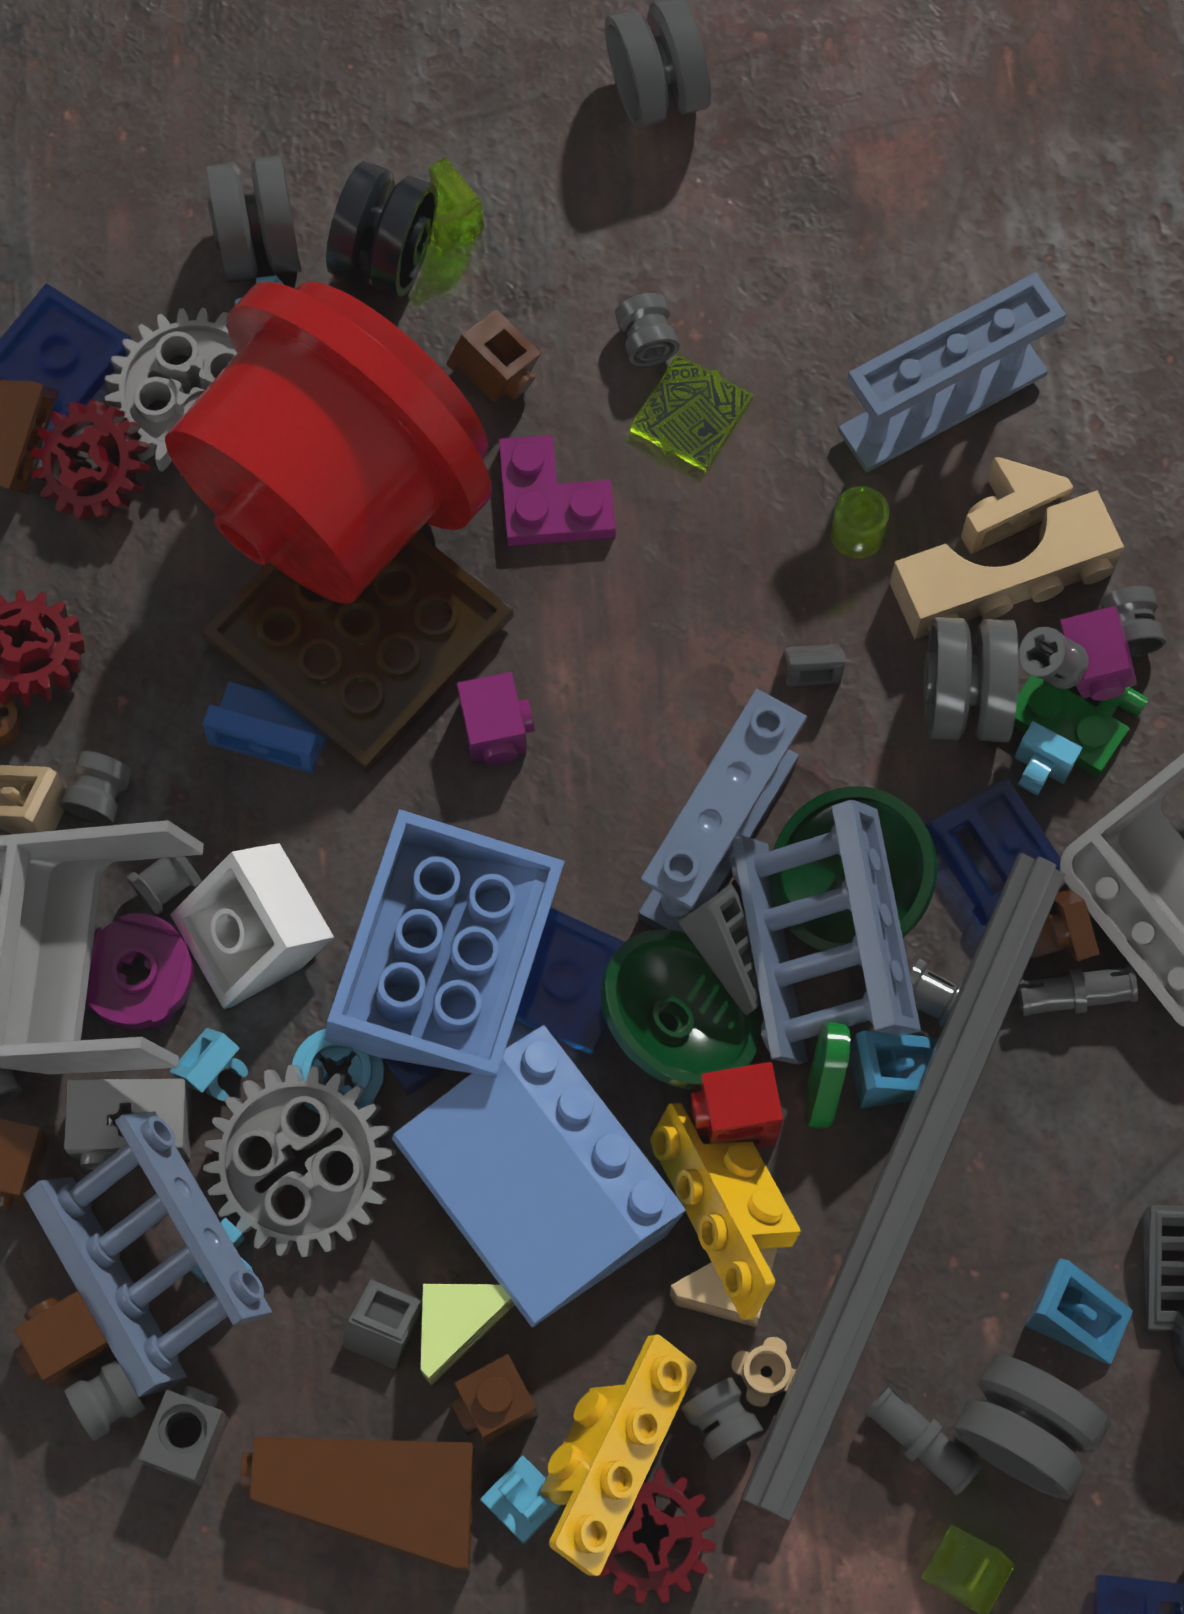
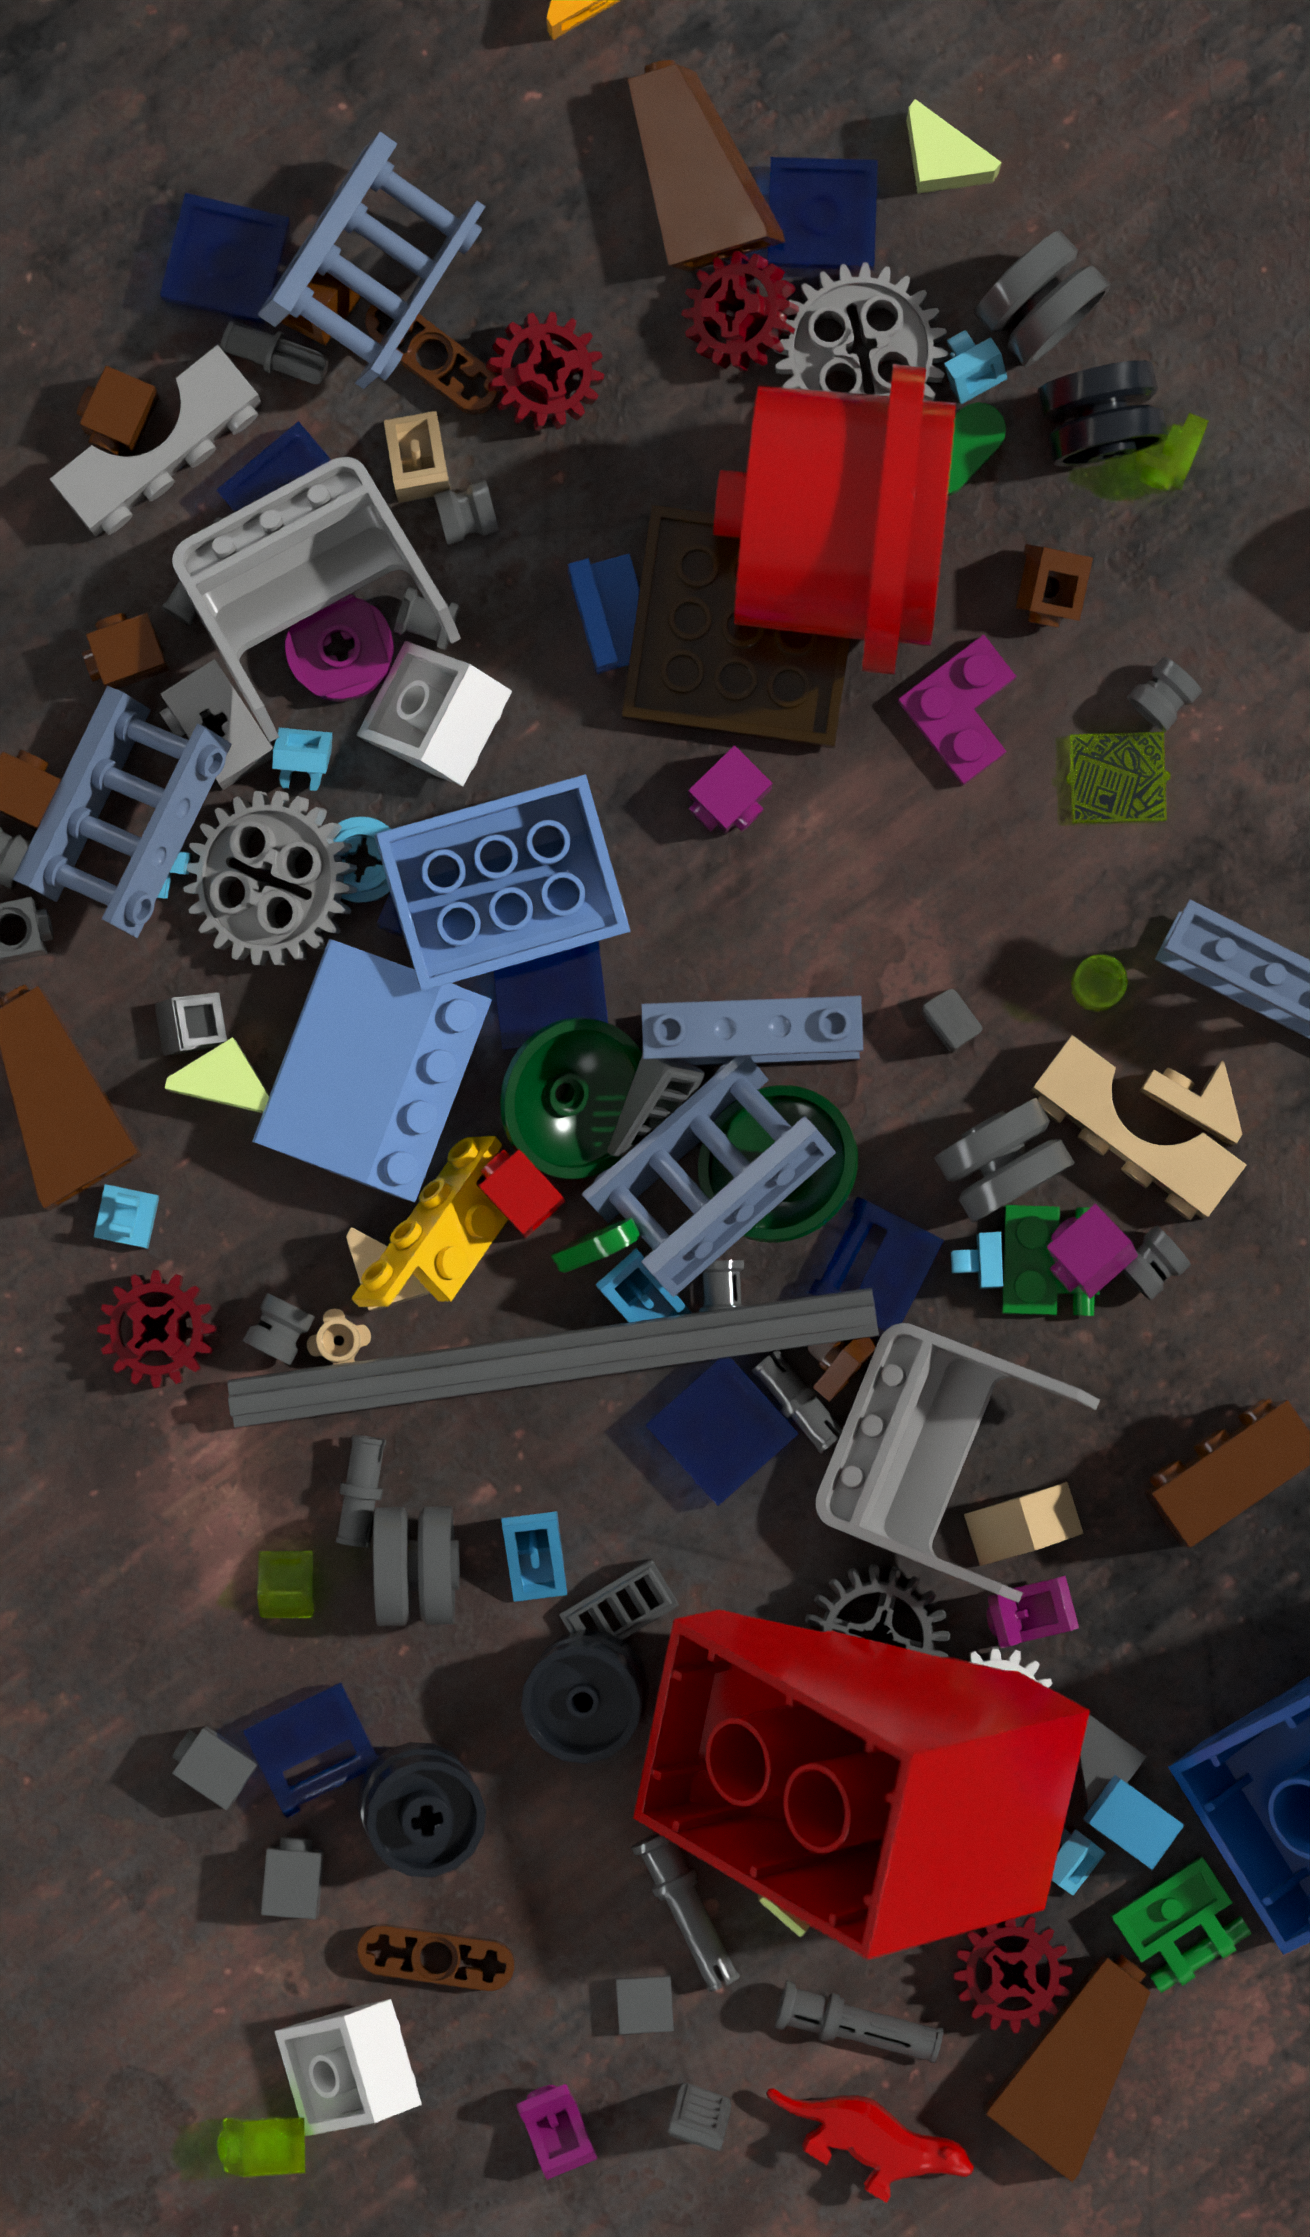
camera: 60 degrees right, 15 degrees up
(78, 232) = (944, 155): none -> yellowish green slope
(493, 1401) = (181, 1147): reddish brown brick -> none
(611, 1453) = (198, 1261): yellow bracket -> none
(1040, 657) = (1047, 1214): dark grey bush -> none
(1062, 1074) = (722, 1429): none -> clear blue plate

